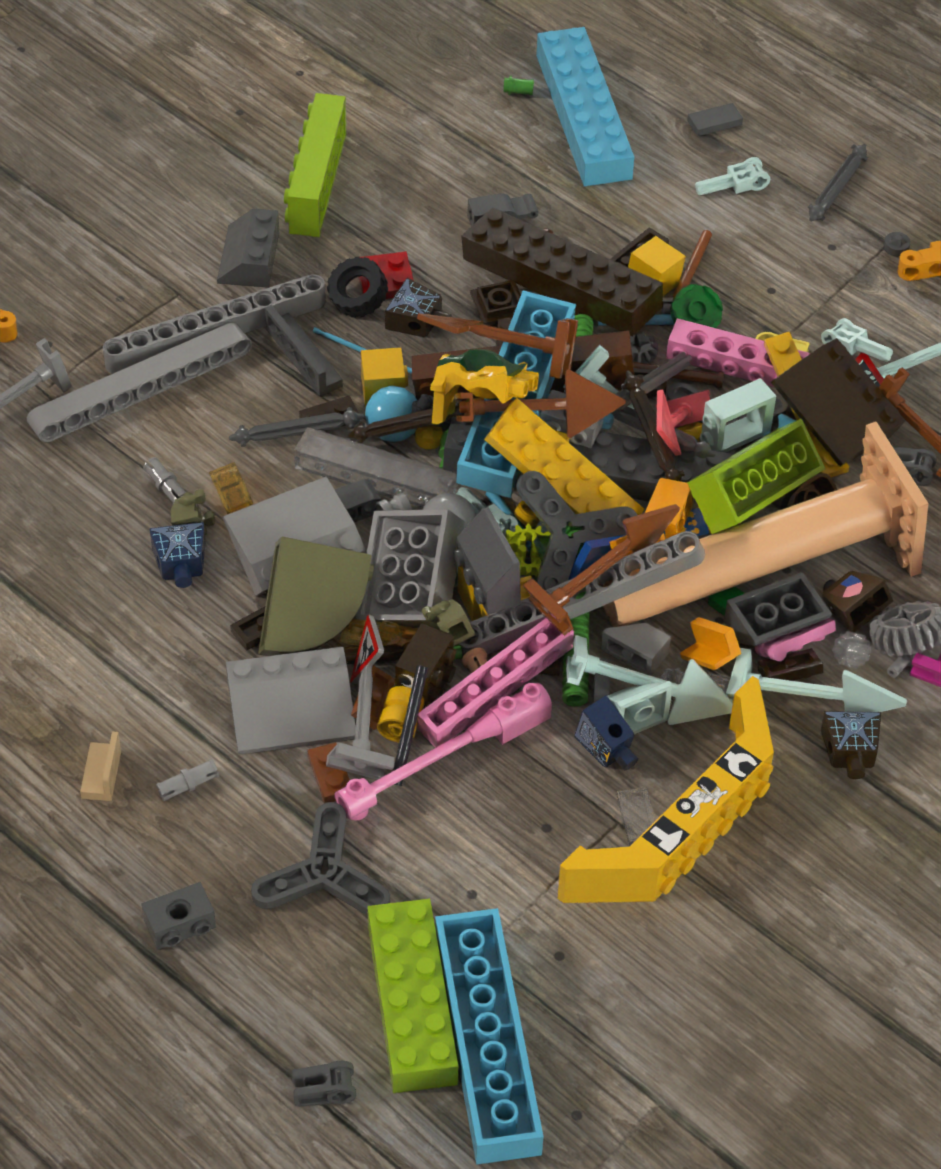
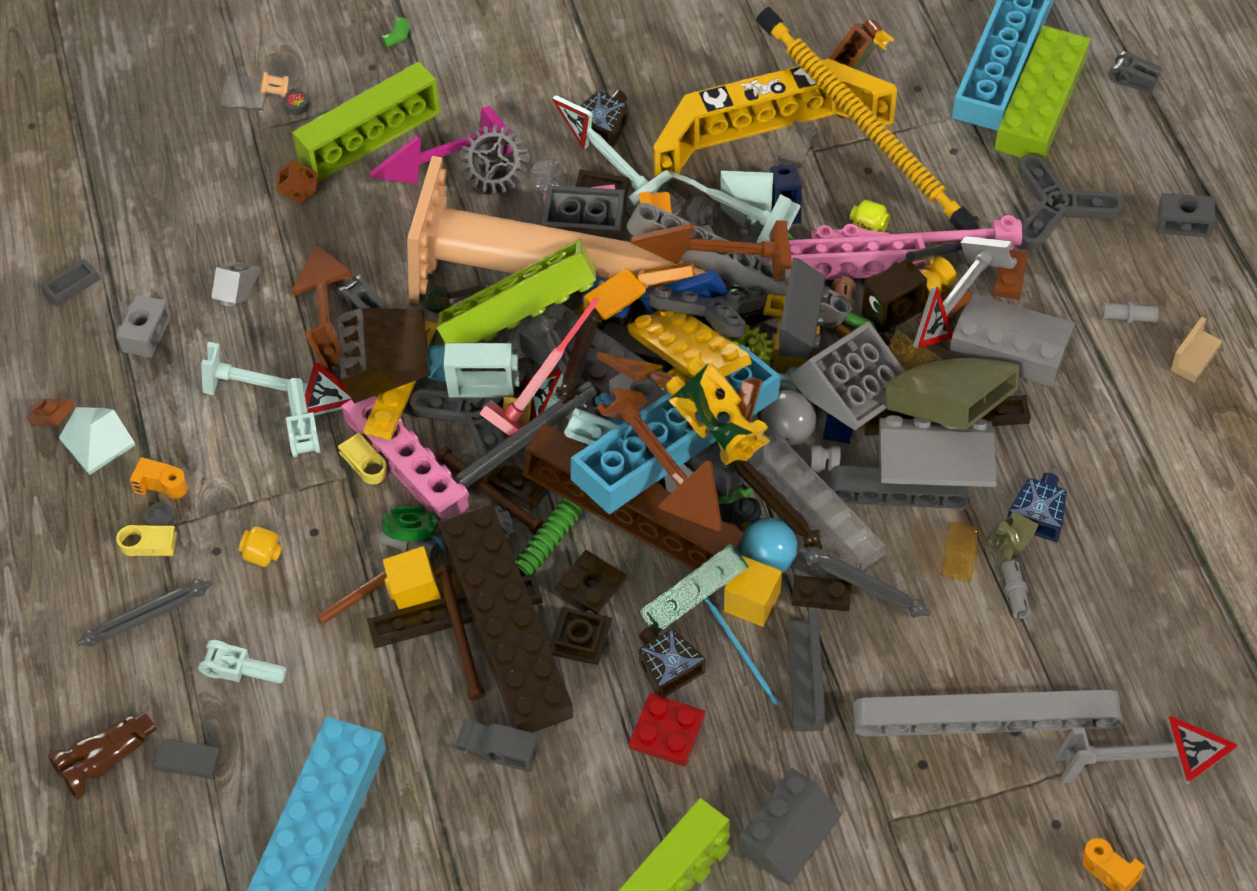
camera: 145 degrees left, 5 degrees up
(248, 311) = (890, 738): light grey beam -> none
(347, 272) = (725, 693): black tyre -> none
(424, 344) = (694, 588): none -> clear green tile
(451, 619) = (853, 304): olive piece -> none
(505, 758) = (870, 216): none -> neon yellow head
(572, 816) = (866, 120): none -> yellow hose
(646, 931) = (860, 44): none -> dark orange torso
(777, 90) = (100, 752): none -> reddish brown piece
(796, 250) = (260, 546): none -> yellow head
(856, 598) = (513, 198): dark brown torso -> none
(881, 225) = (153, 542): none -> light yellow piece

